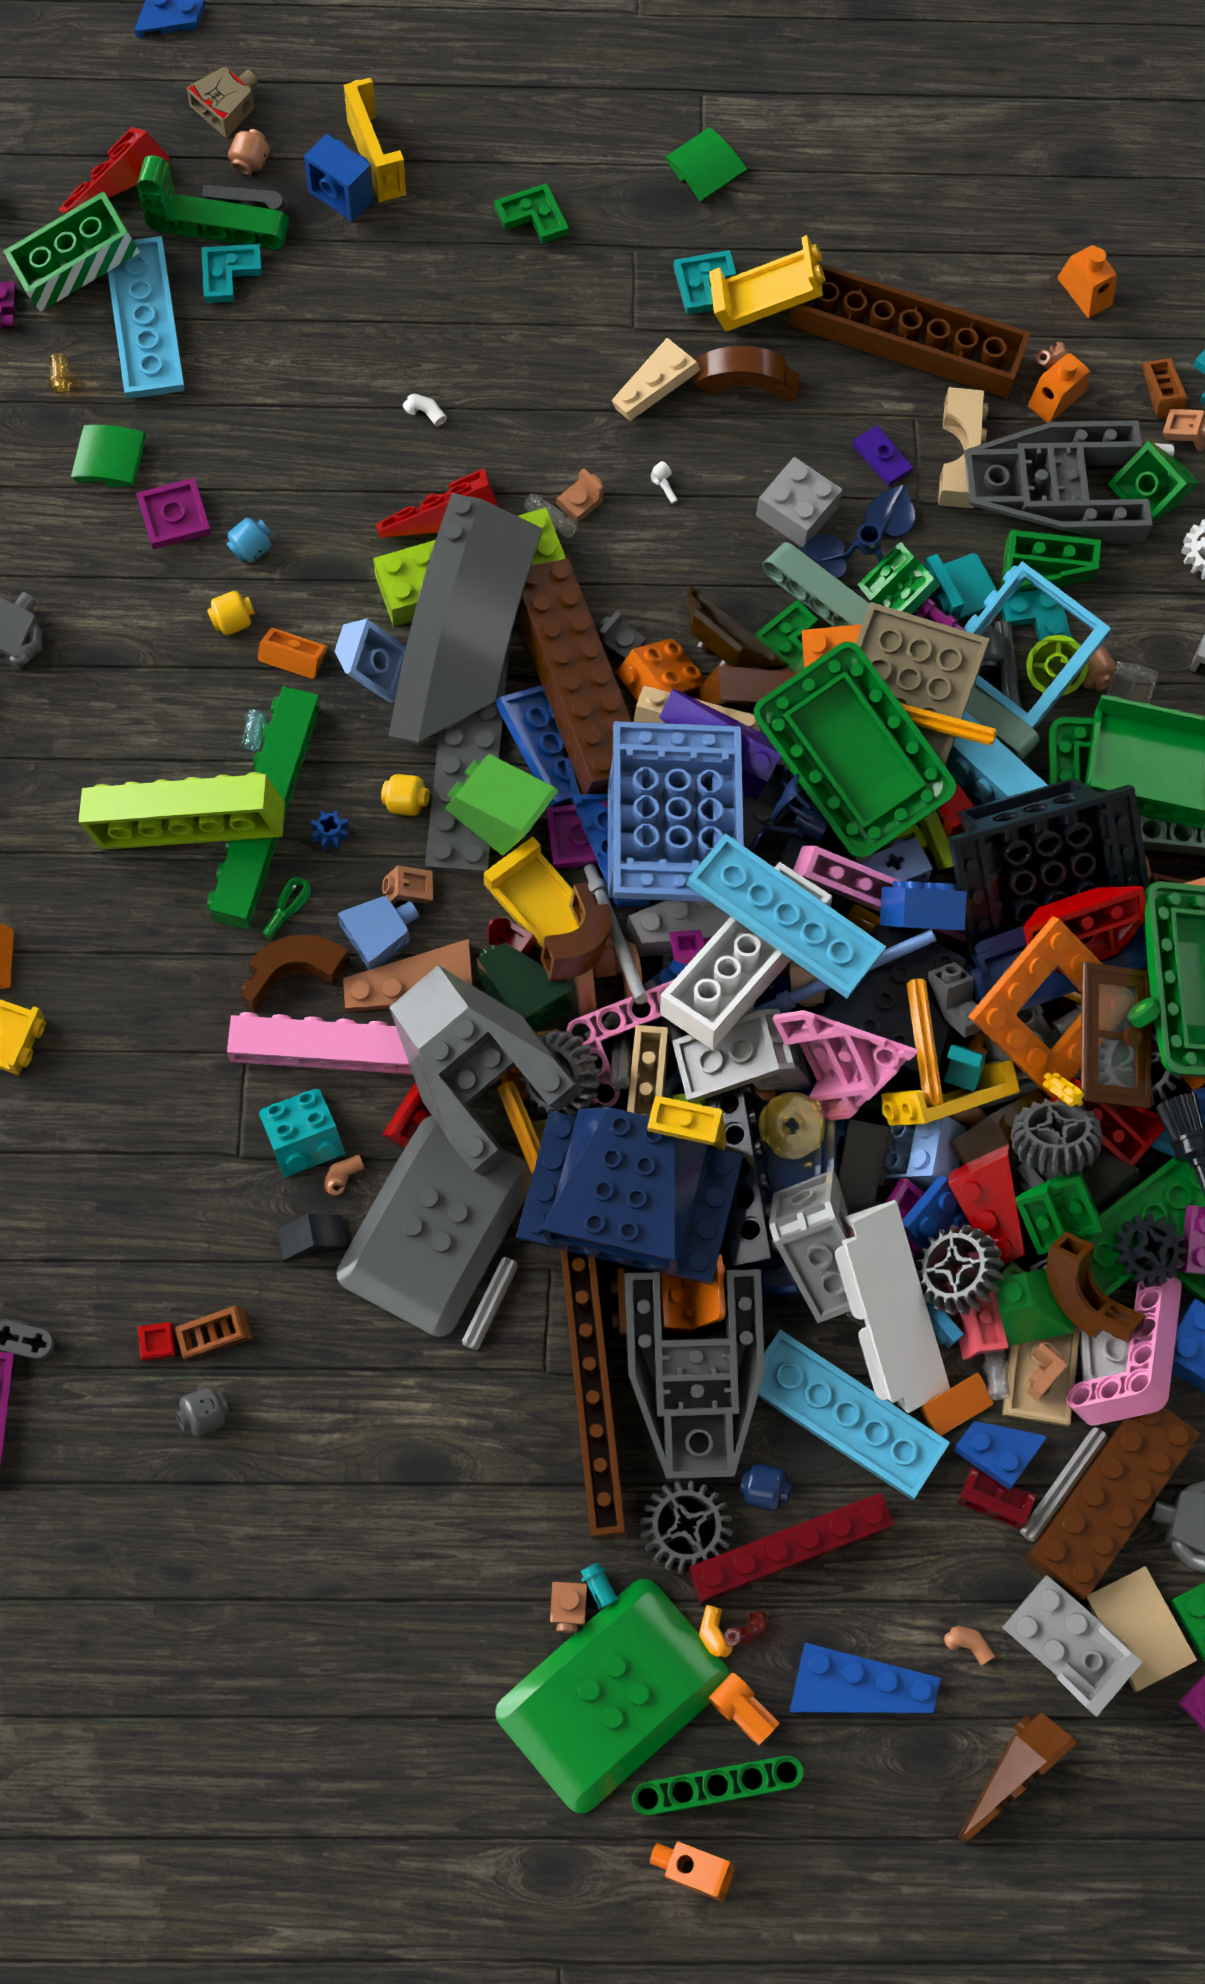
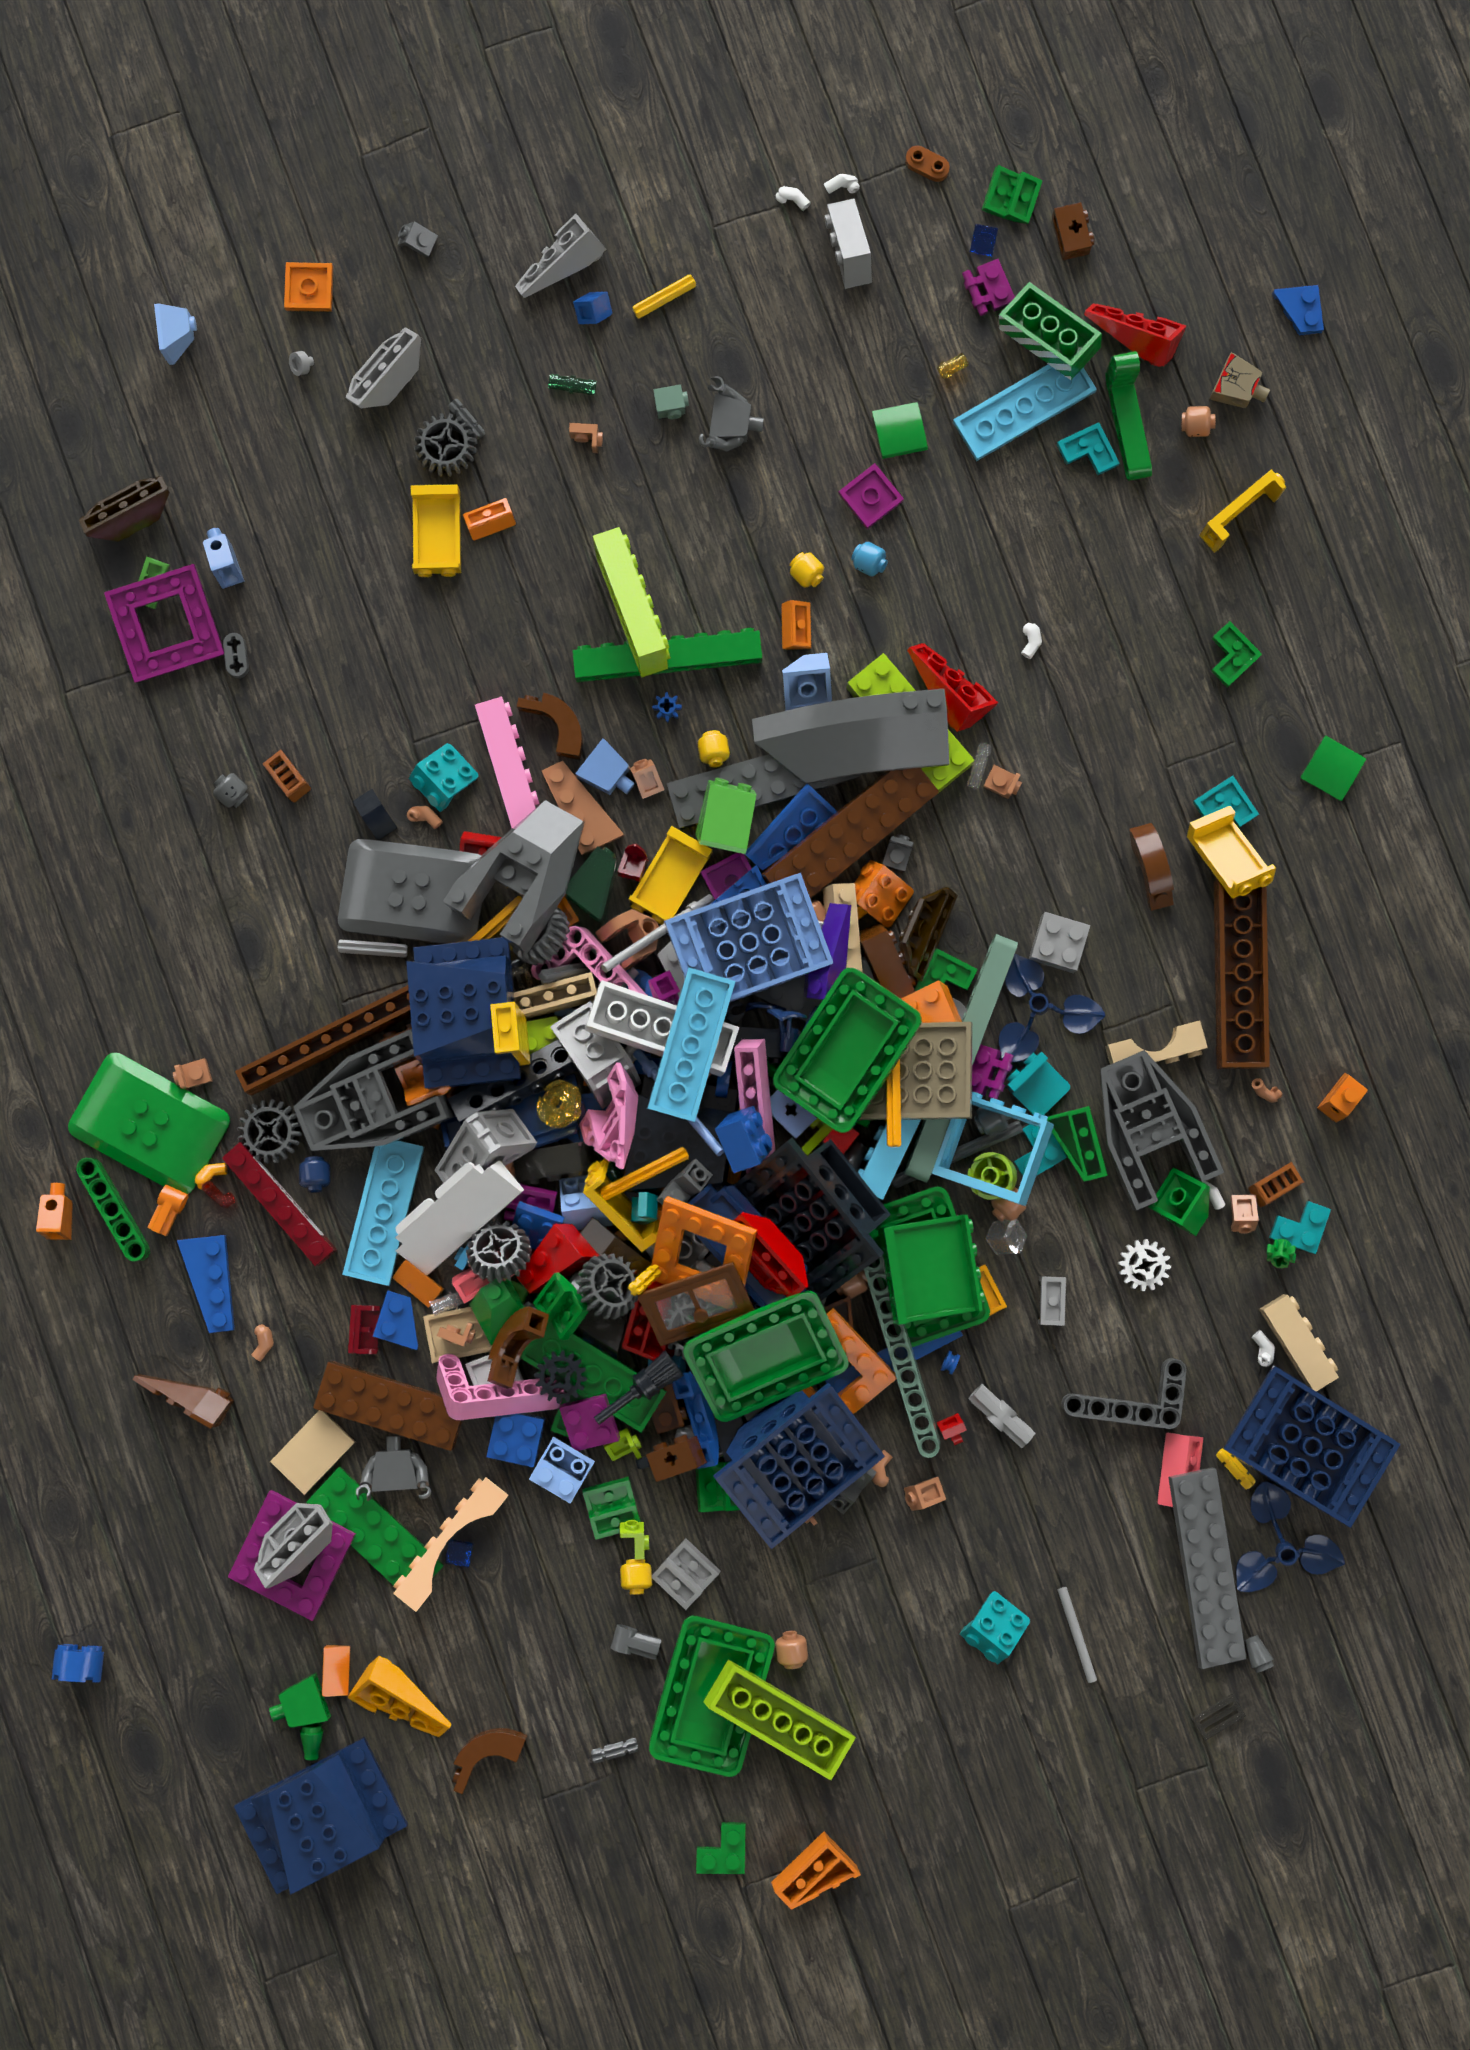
camera: 75 degrees right, 15 degrees up
(156, 1341) = (268, 741): red tile -> none
(245, 196) = (1155, 436): dark grey plate -> none
(253, 730) = (723, 623): clear light blue pin -> none
(281, 915) = (593, 700): green piece -> none
(339, 177) = (1198, 498): blue brick -> none
(580, 950) = (628, 914): reddish brown arch -> none
(598, 1584) = (213, 1088): teal pin -> none
(655, 379) = (1122, 799): tan wing -> none
(659, 476) = (1045, 832): white hand -> none
(882, 456) = (1128, 991): dark purple plate -> none
(899, 581) = (1013, 1038): green slope -> none
(1064, 1484) = (390, 1371): light grey axle -> none
(1066, 380) = (1236, 1104): orange torso -> none
(1073, 1644) = (284, 1412): light grey bracket -> none
(1144, 1012) = (717, 1317): green tile -> none

